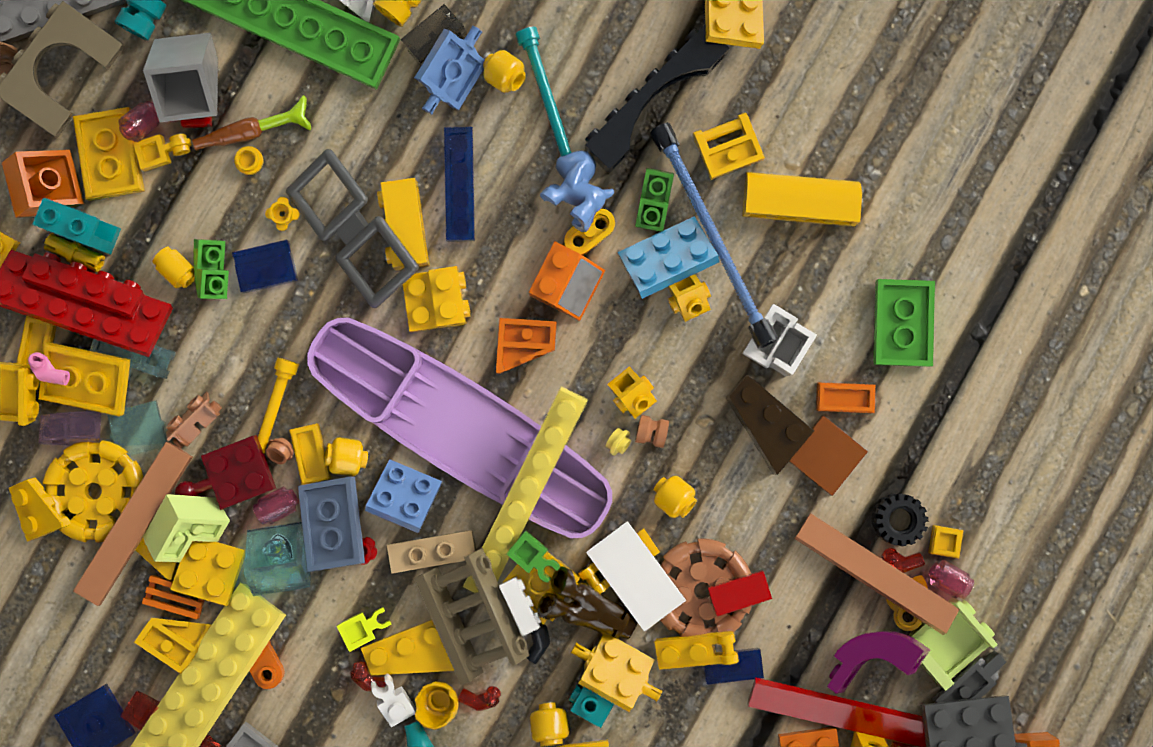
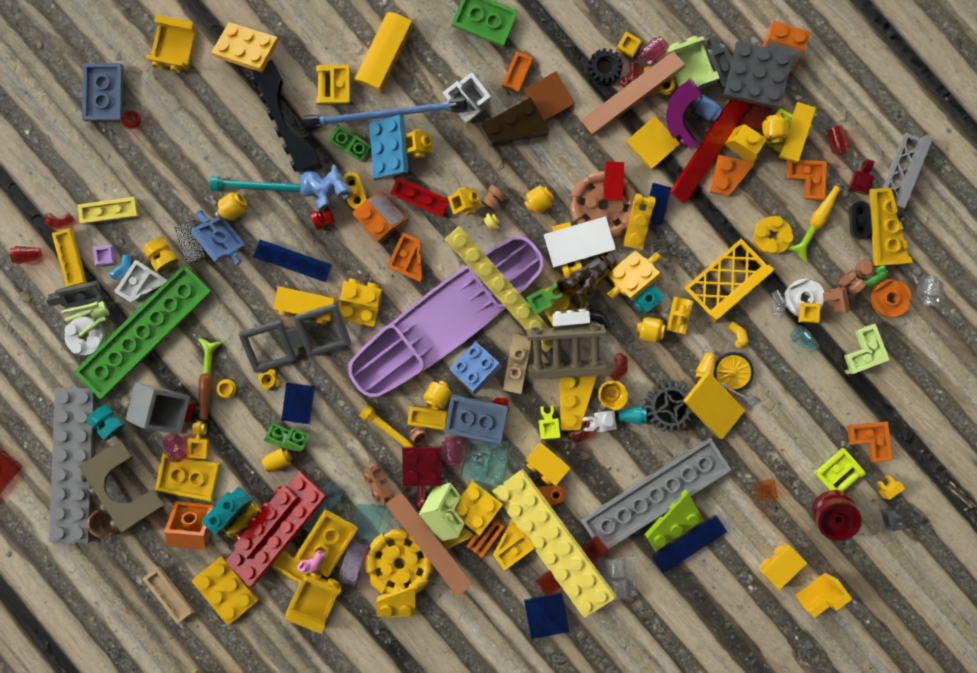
camera: 70 degrees left, 0 degrees up
(305, 647) = (547, 464): none -> yellow brick
(533, 203) = (318, 220): none -> red wheel
(615, 326) = (419, 197): none -> red plate
(817, 627) = (652, 143): none -> yellow tile
(896, 688) = (706, 108): none -> medium blue brick

